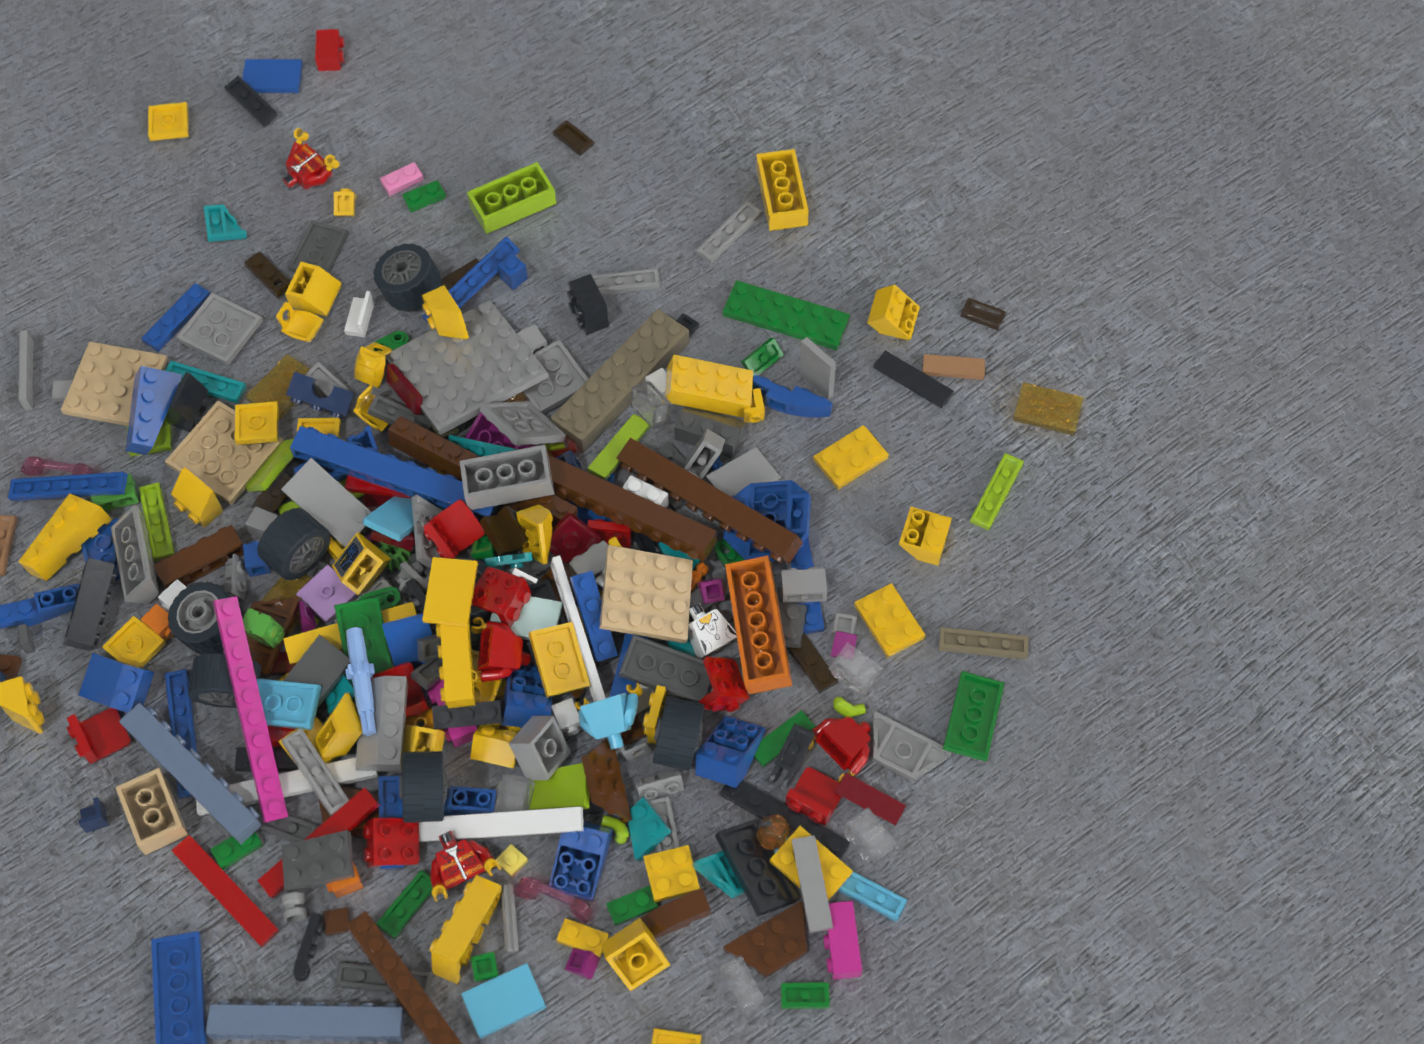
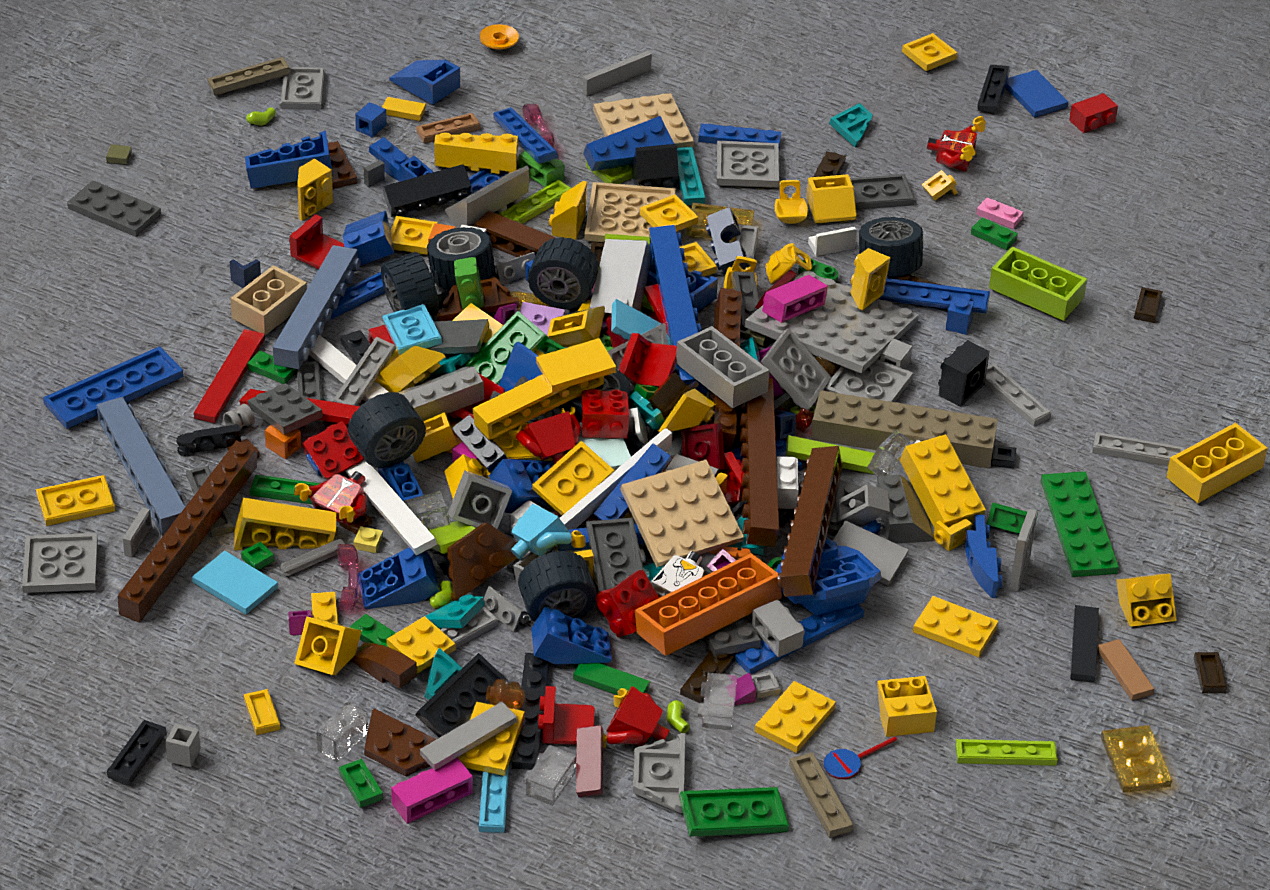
camera: 60 degrees right, 20 degrees down
(250, 709) = (388, 304): dark pink plate -> none
(360, 672) = (466, 354): light blue piece -> none
(437, 380) = (794, 298): none -> dark pink brick
(792, 754) = (594, 686): black hinge -> none
(952, 610) = (845, 763): none -> blue piece

